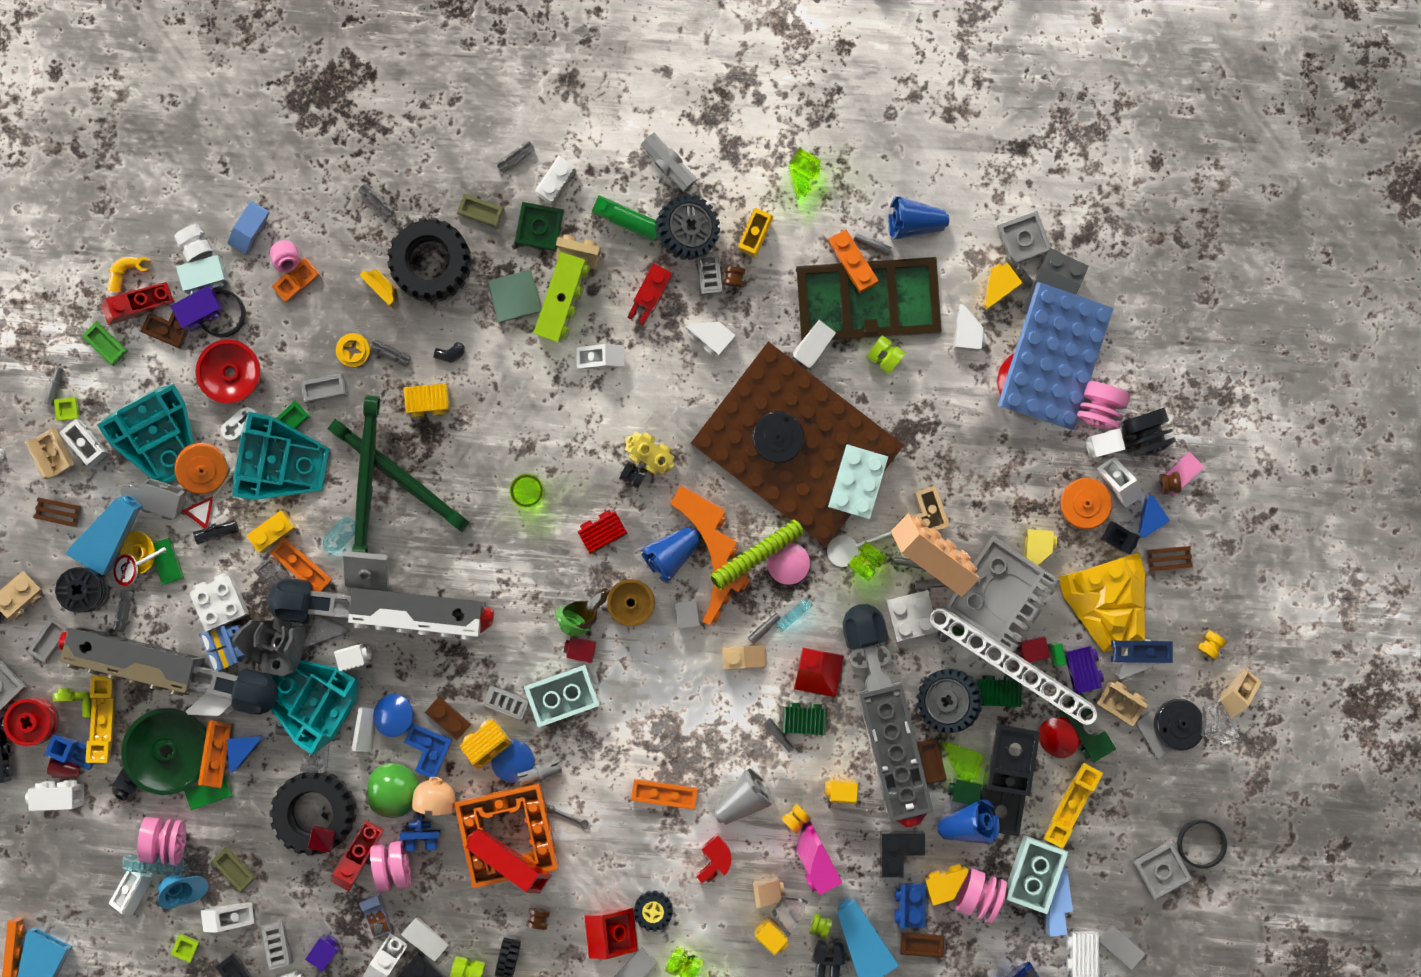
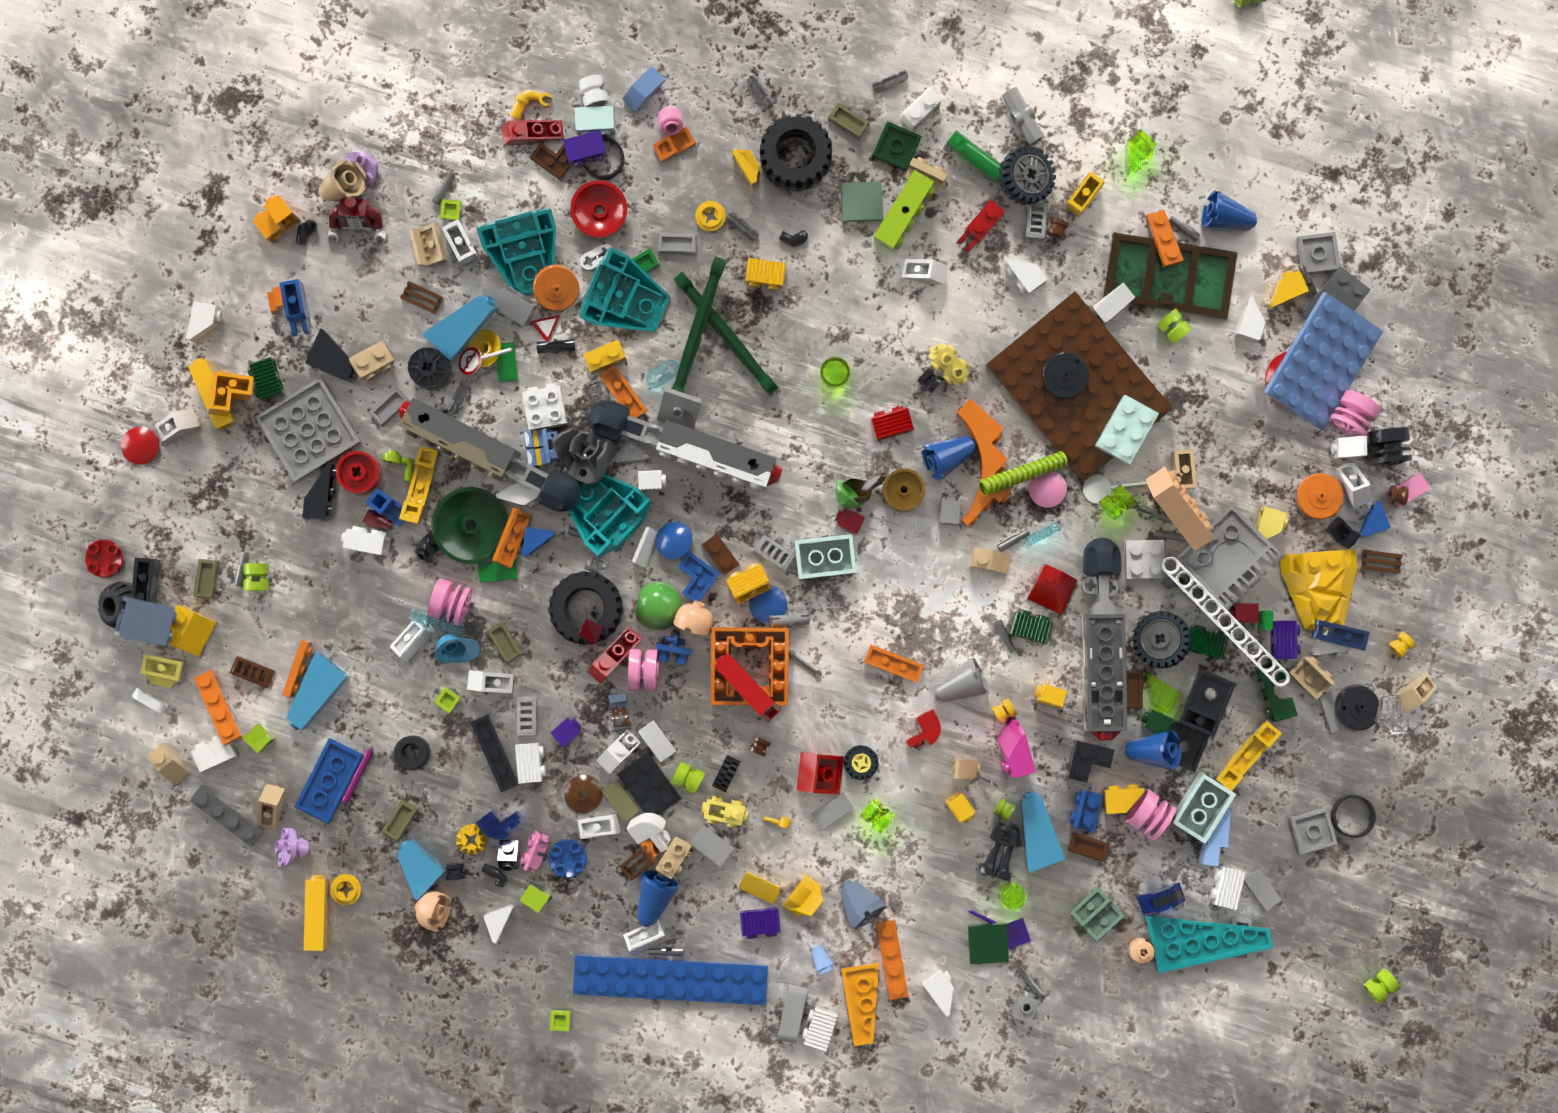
camera: 15 degrees right, 0 degrees up
(105, 343) = (496, 161): bright green tile -> none
(1058, 737) = (1250, 694): red dish -> none

